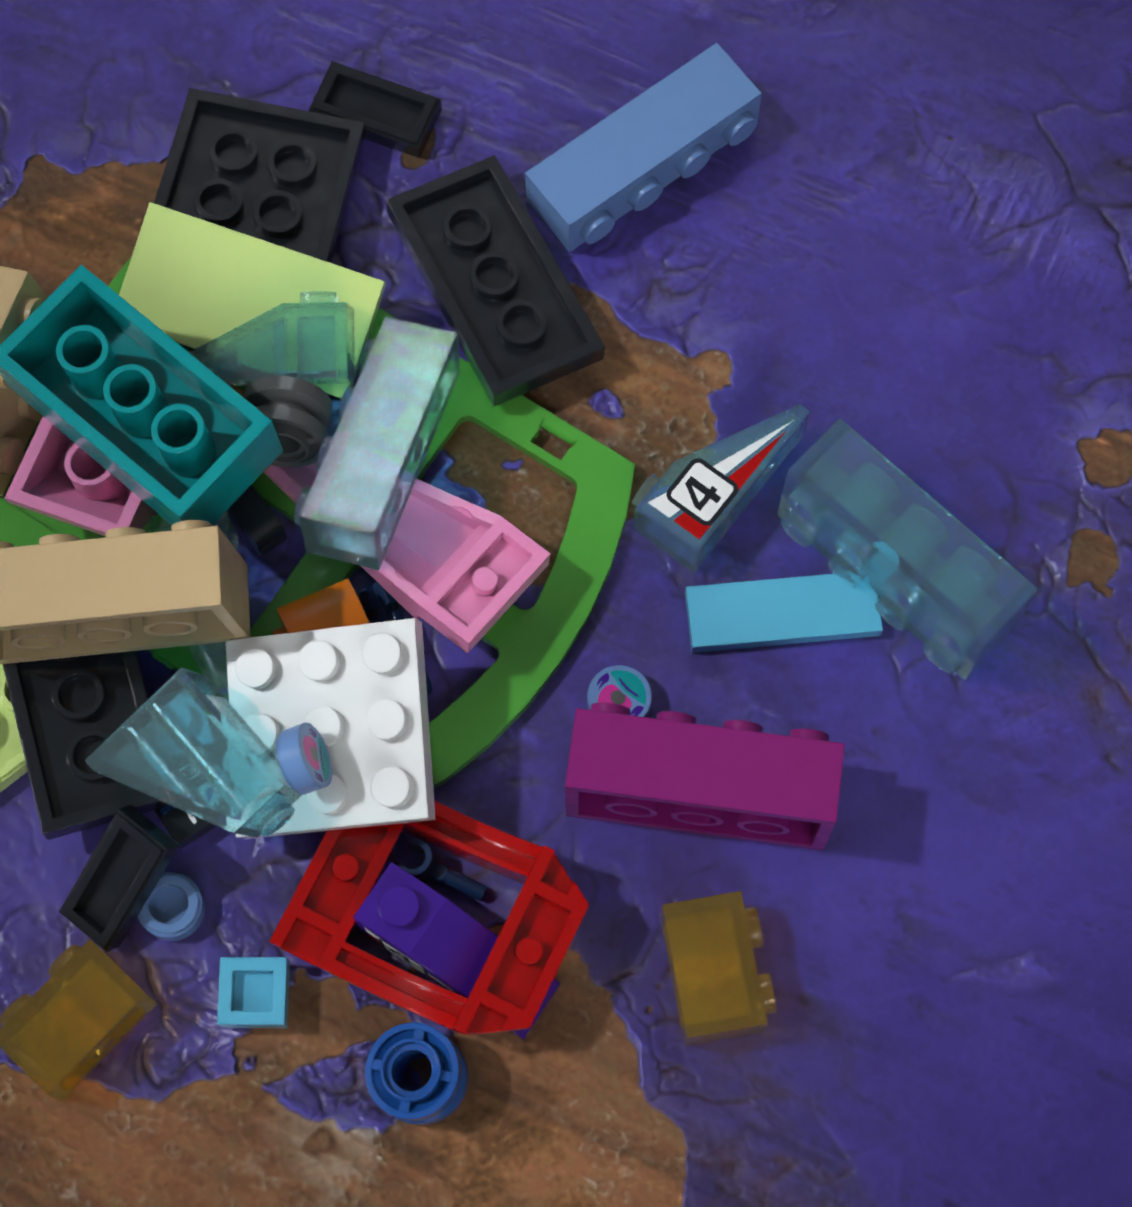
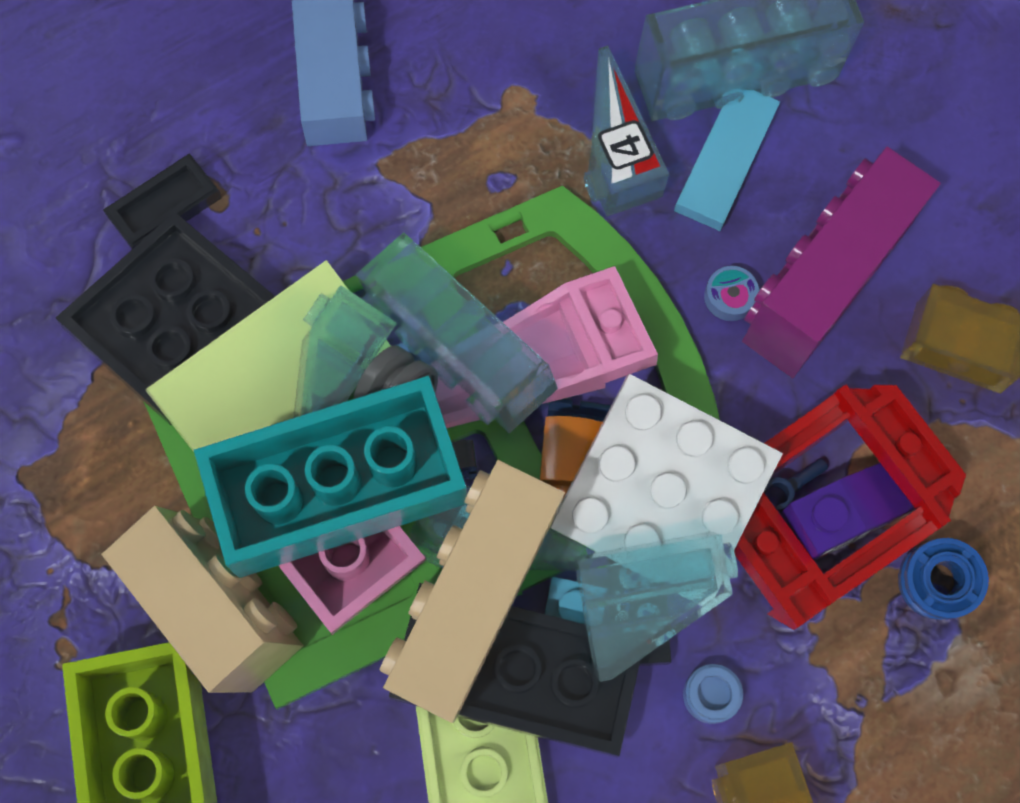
camera: 65 degrees left, 0 degrees up
(119, 878) = (681, 716): black tile -> none
(253, 992) = (818, 665): medium azure plate -> none
(304, 758) = (696, 512): medium blue tile -> none
(495, 280) = (361, 194): black plate -> none

